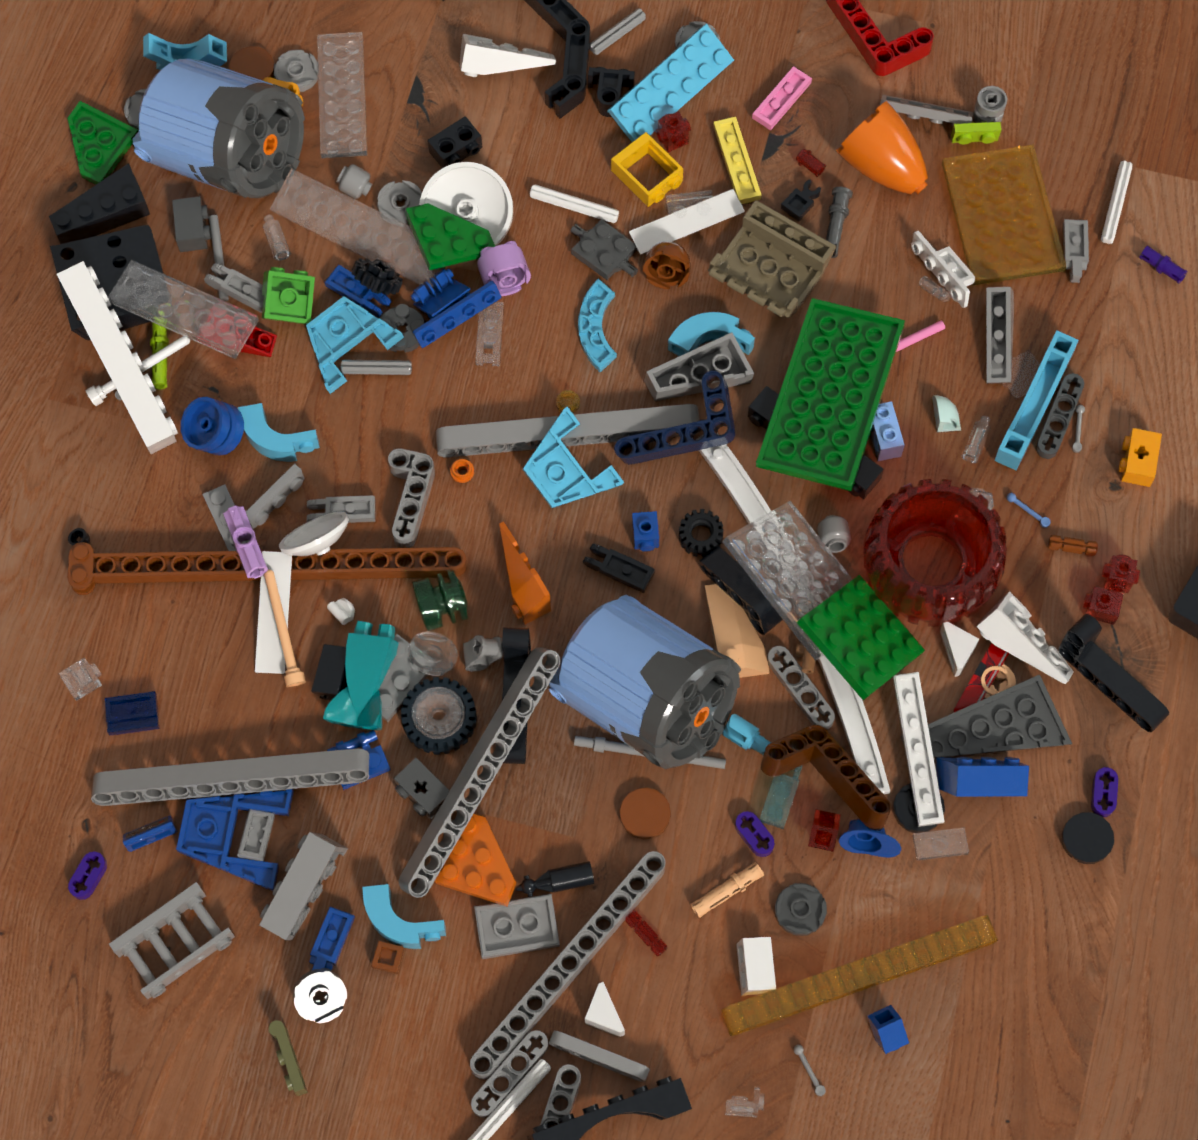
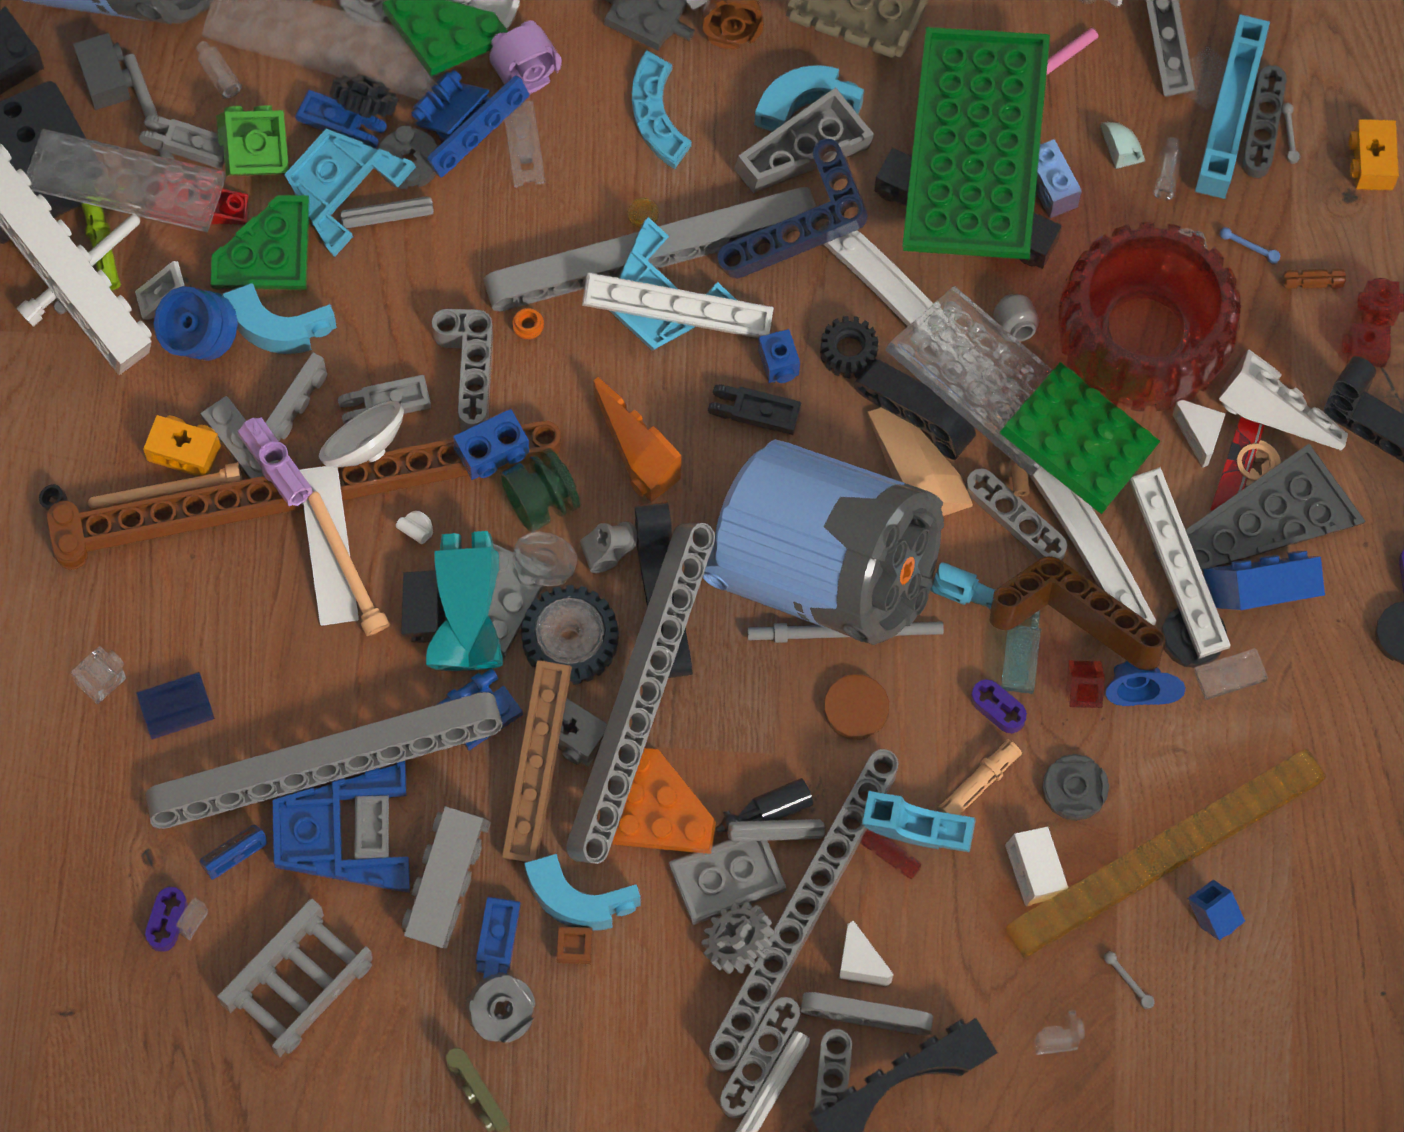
camera: 15 degrees left, 0 degrees up
(105, 879) = (192, 918): none -> clear tile
(189, 527) = (193, 457): none -> light orange brick
(200, 388) = (157, 287): none -> white slope
(211, 544) = (229, 474): none -> light nougat piece
(281, 379) = (267, 249): none -> green plate
(389, 810) = (537, 761): none -> medium nougat plate
(408, 552) = (486, 438): none -> blue brick
(512, 977) = (738, 937): none -> light grey gear
(561, 898) = (776, 830): none -> light grey axle
(575, 478) = (677, 306): none -> white tile
(669, 915) = (907, 823): none -> medium azure arch

